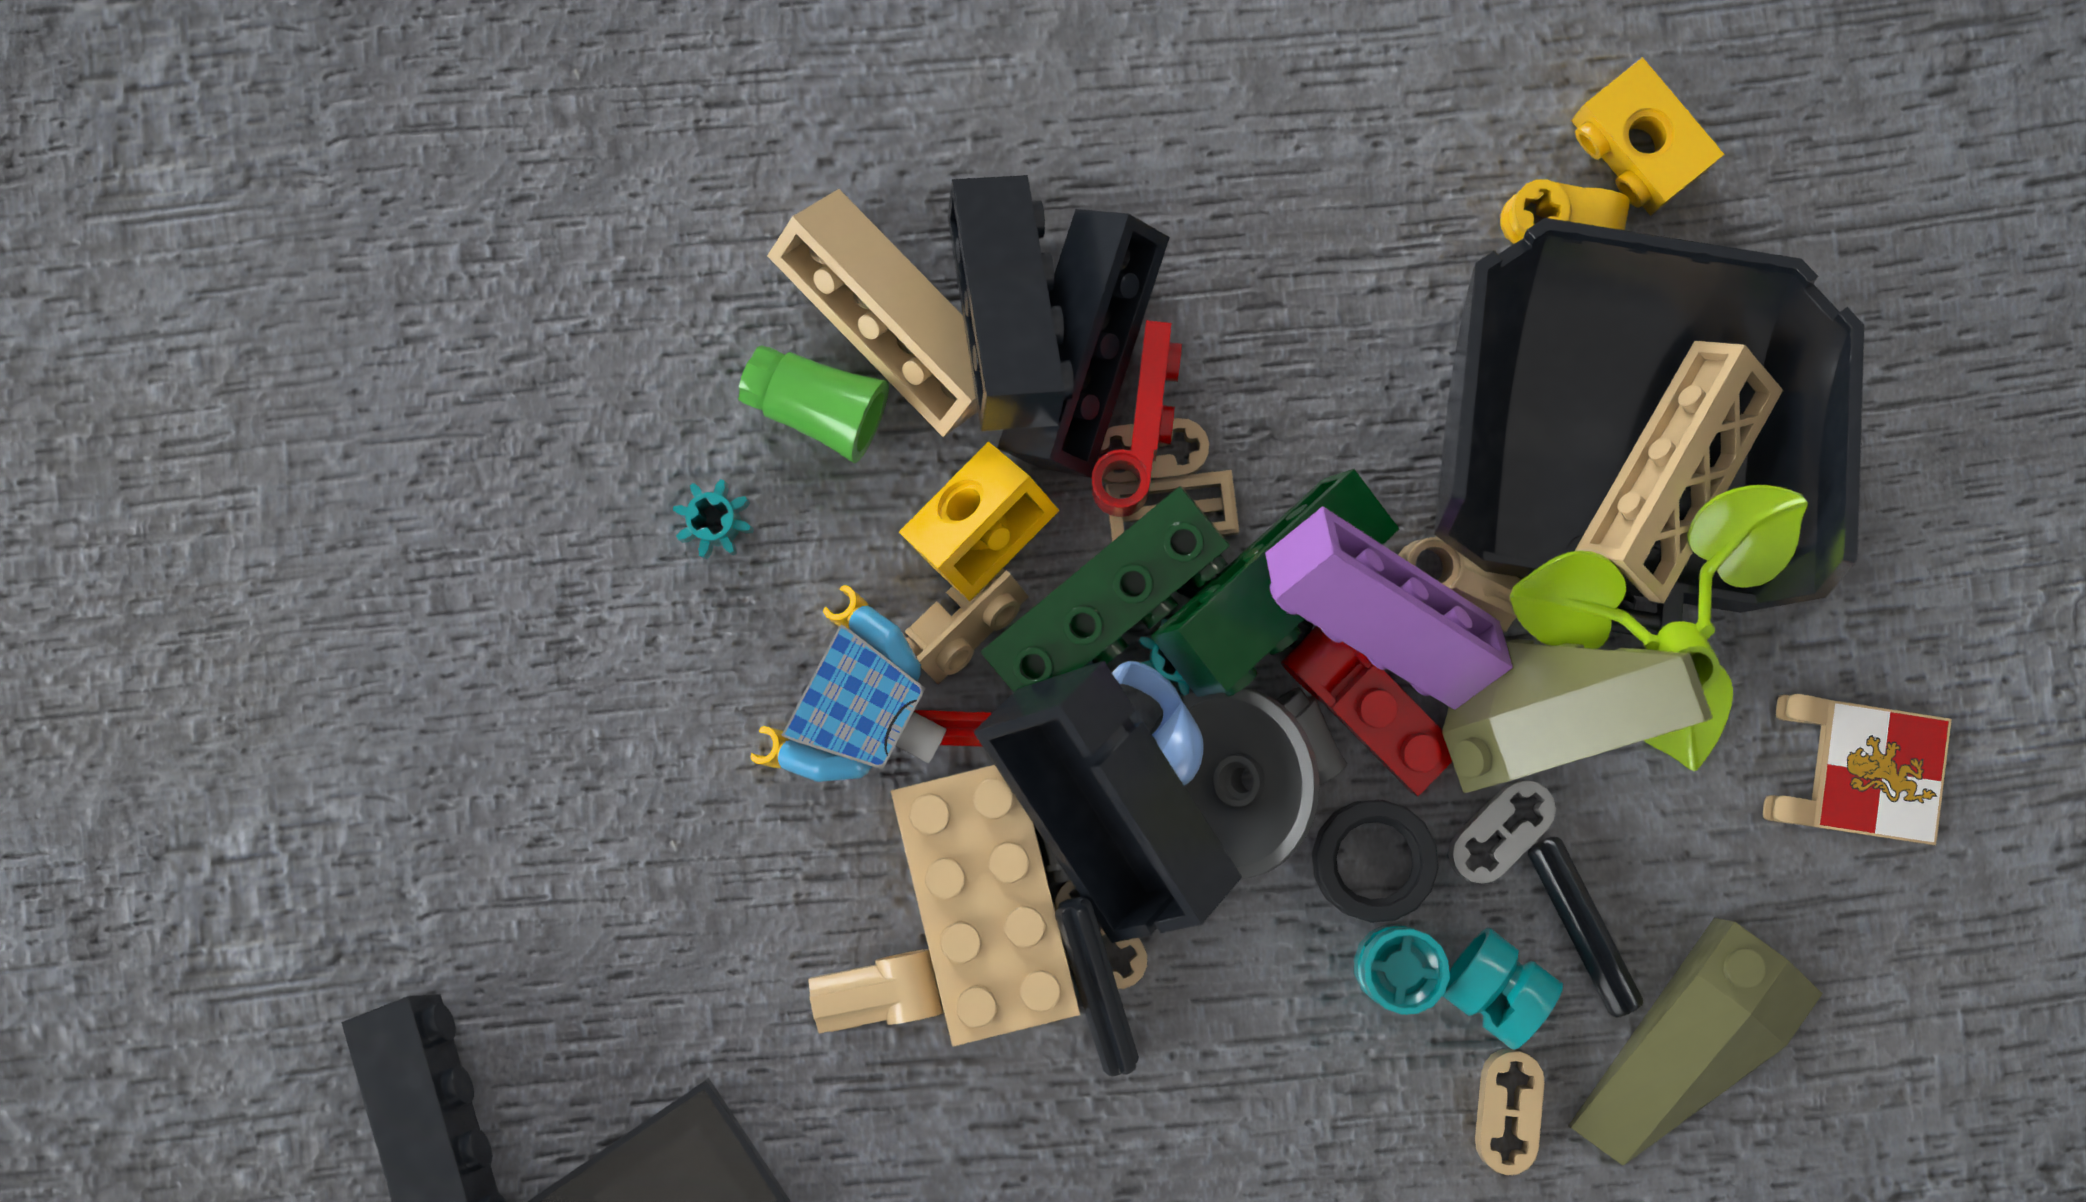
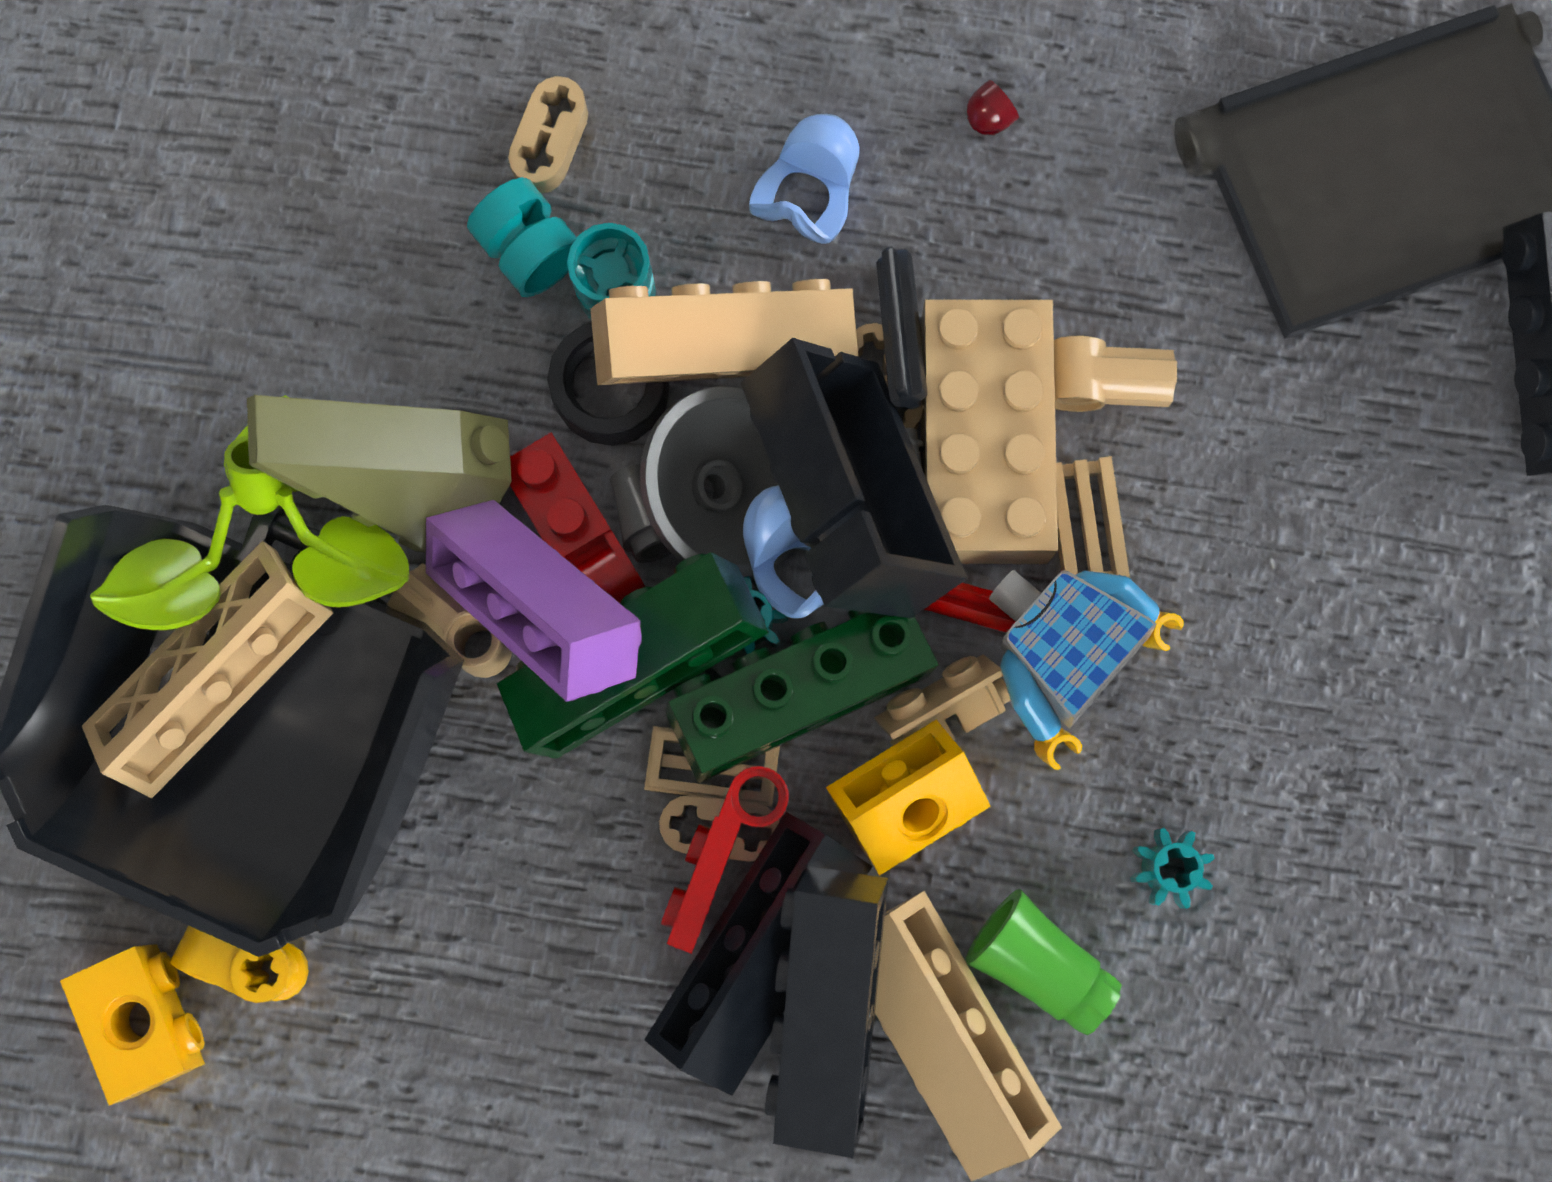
camera: 165 degrees left, 5 degrees down
(883, 888) = (1081, 471): none -> tan tile
(1223, 1163) = (823, 149): none -> light blue piece
(1273, 926) = (714, 334): none -> tan brick
(1512, 842) = (478, 367): light grey beam -> none
(1585, 927) = (430, 279): black axle -> none
(1705, 1032) = (353, 161): olive wedge -> none
(1873, 772) = (120, 353): flag -> none

